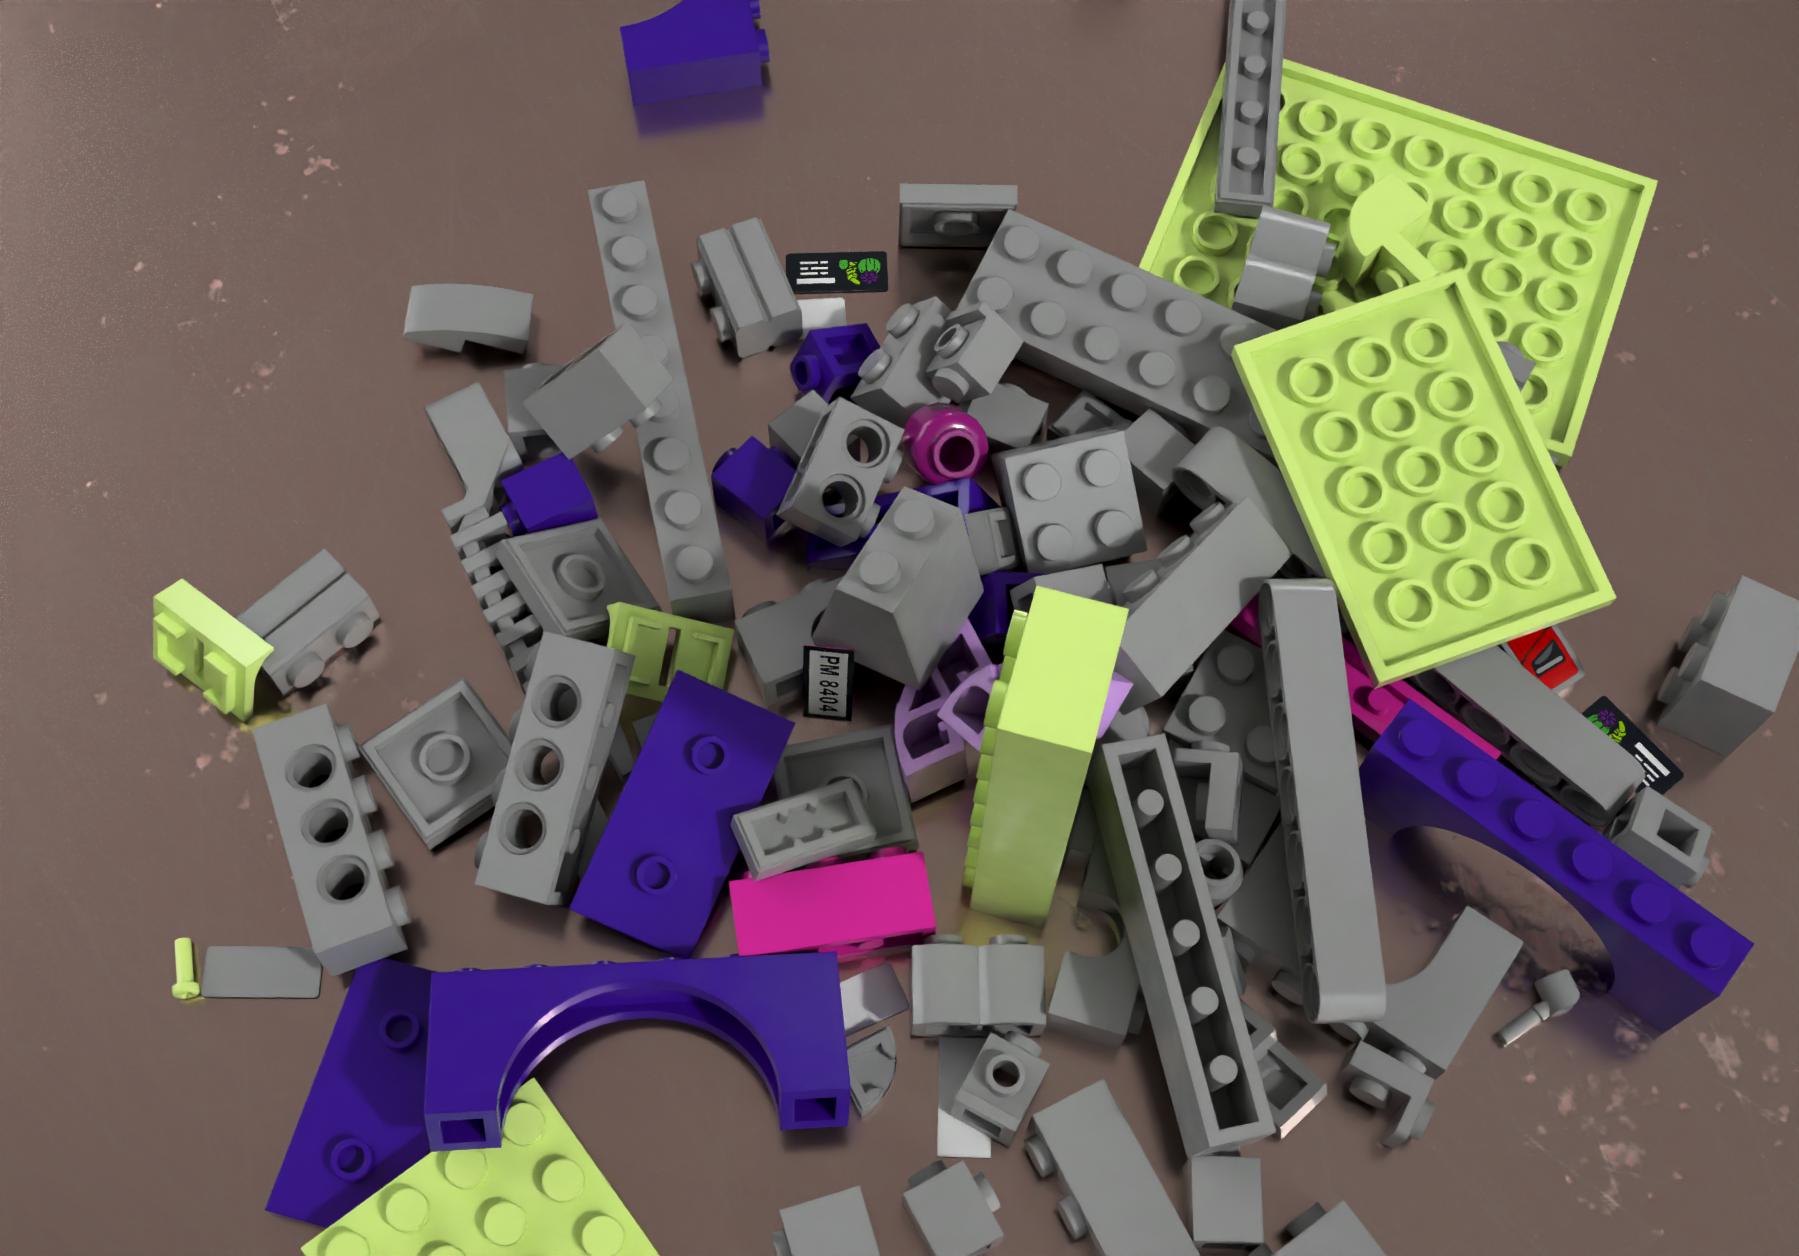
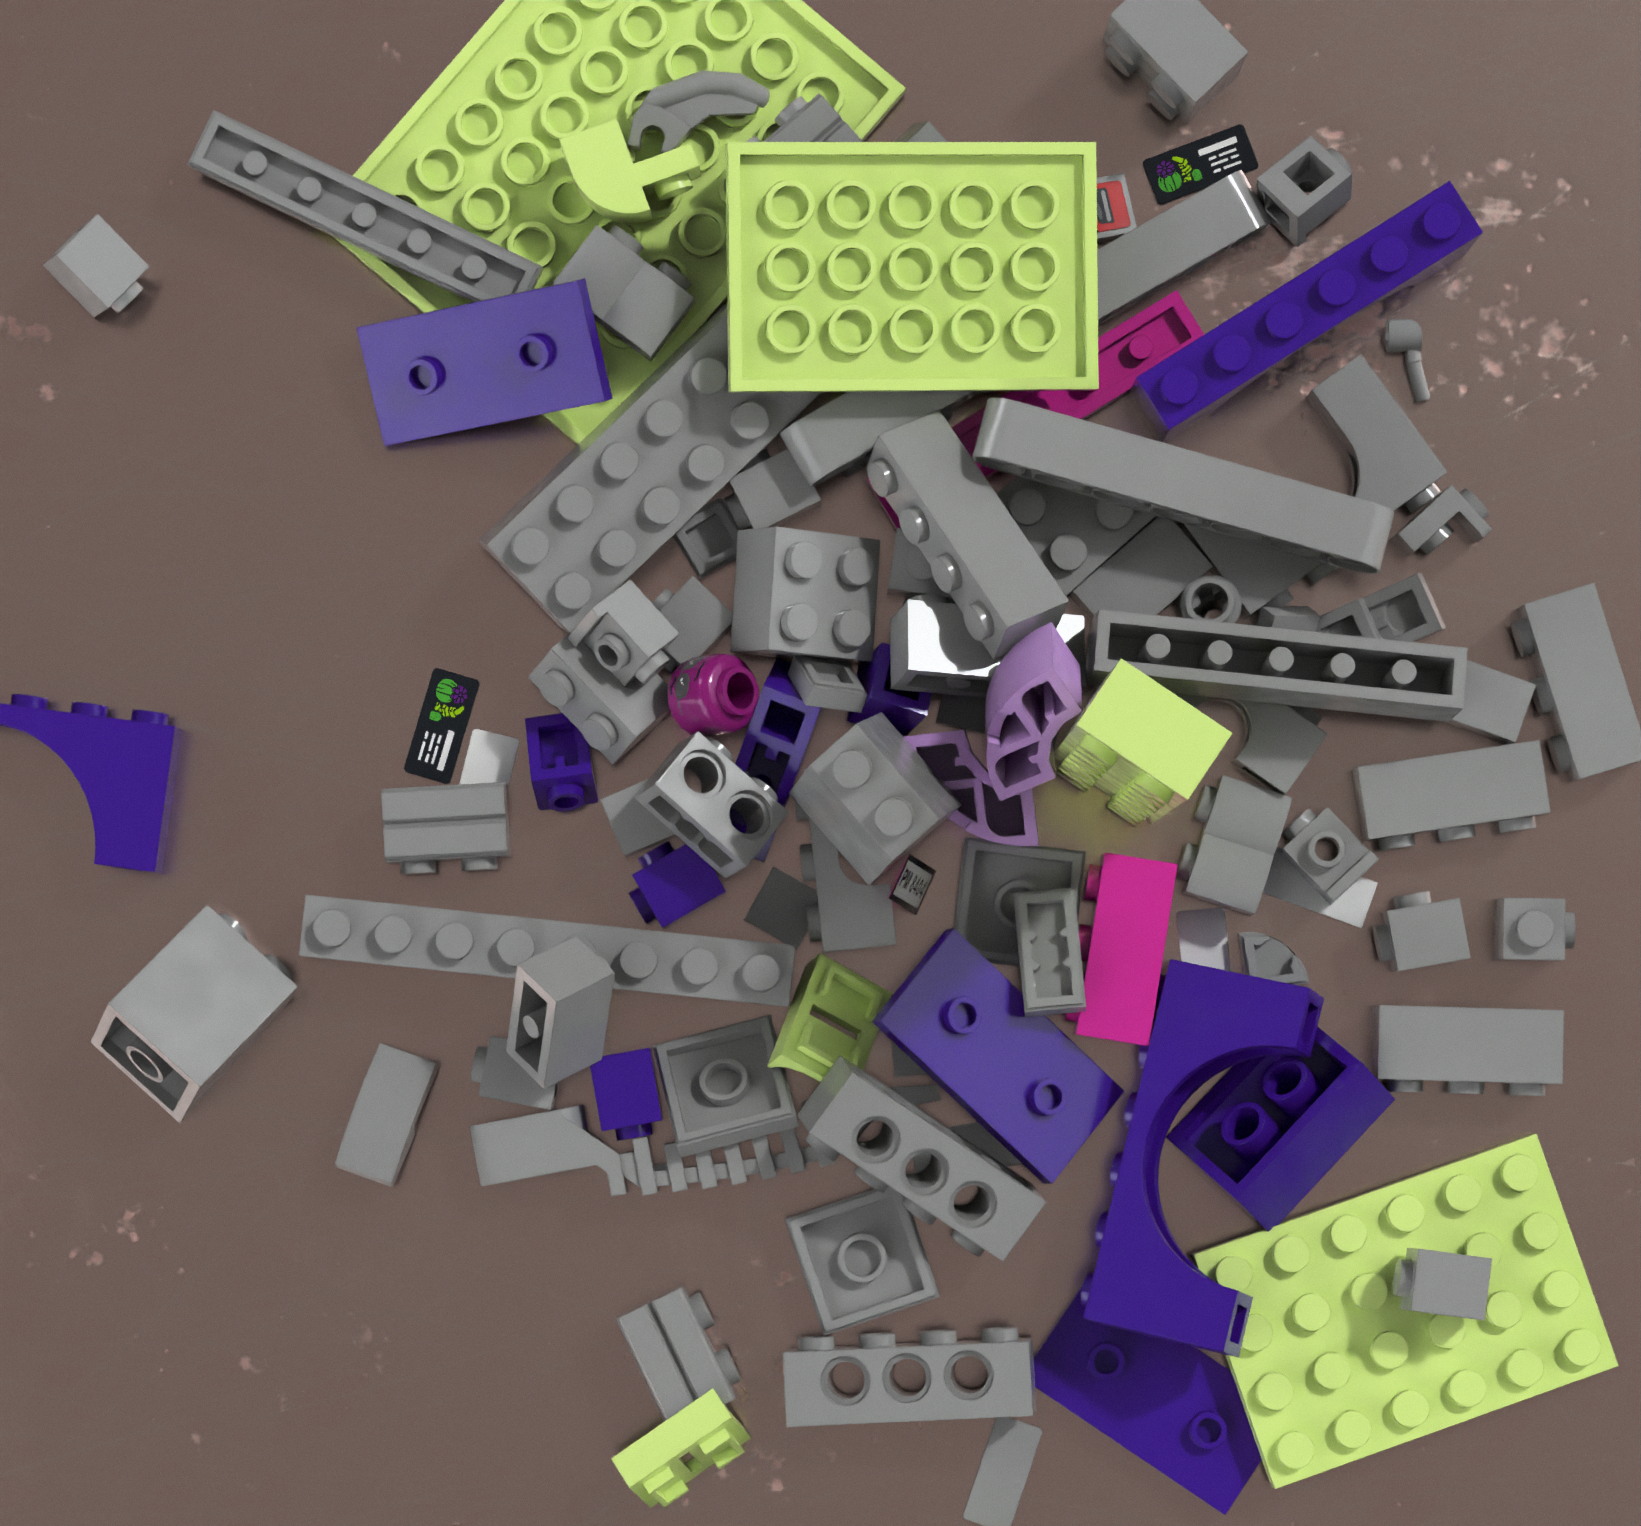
camera: 70 degrees left, 20 degrees up
(517, 141) = (193, 1011): none -> light grey slope
(698, 1132) = (1280, 1125): none -> dark purple slope
(764, 583) = (782, 908): none -> light grey tile
(953, 213) = (447, 590): light grey plate -> none
(1171, 187) = (484, 362): none -> dark purple plate
(1220, 799) = (1157, 574): light grey bracket -> none
(1486, 284) = (690, 100): none -> light grey piece

